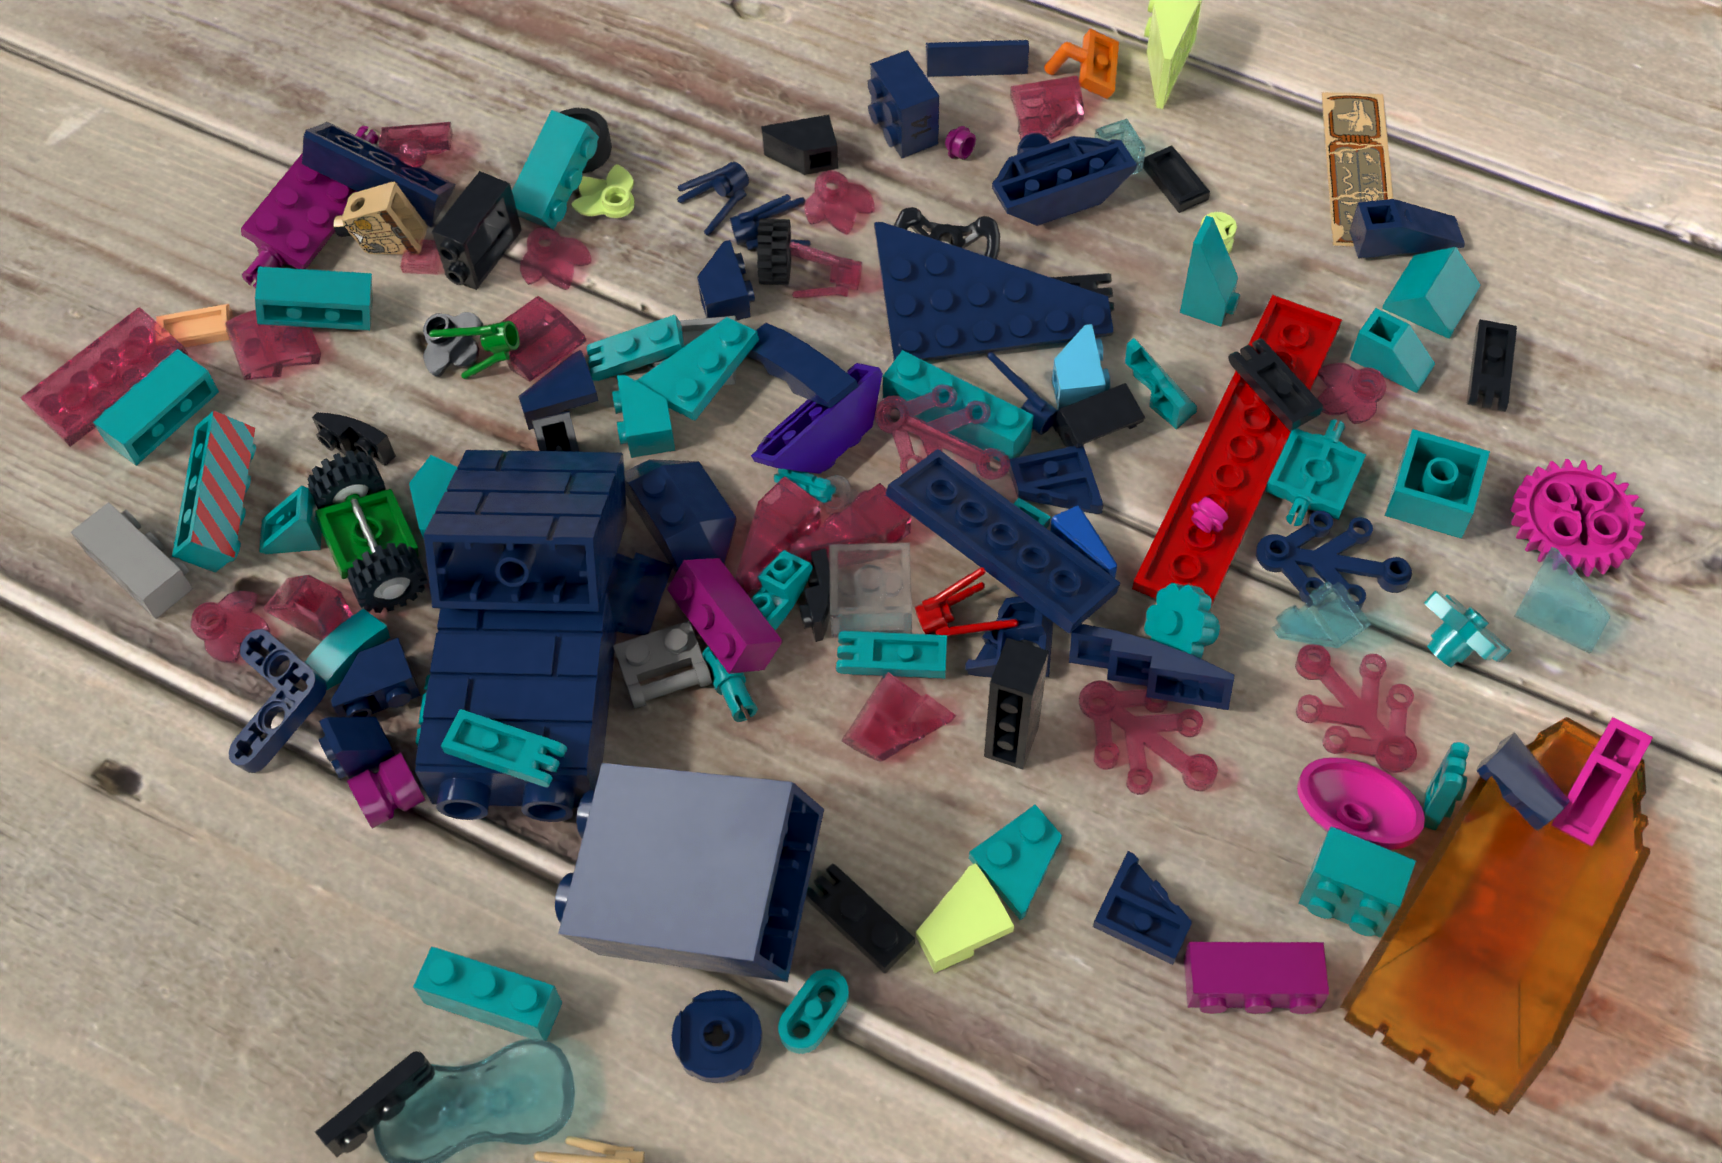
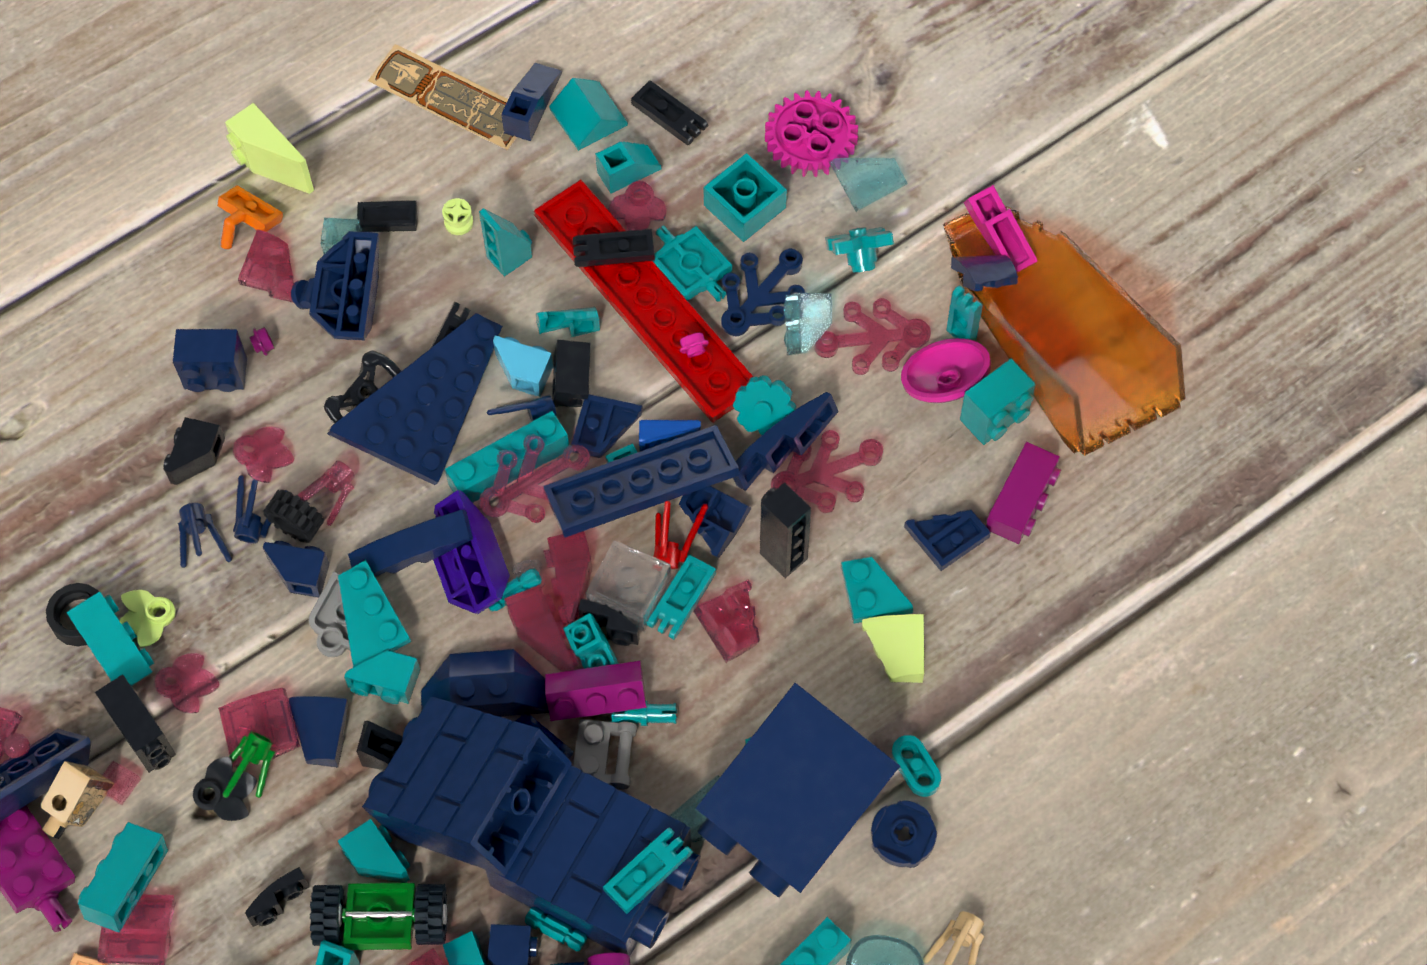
camera: 65 degrees left, 5 degrees up
(635, 348) = (317, 654): teal hinge -> none
(860, 919) = (870, 706): black hinge -> none
(977, 58) = (183, 288): dark blue panel -> none

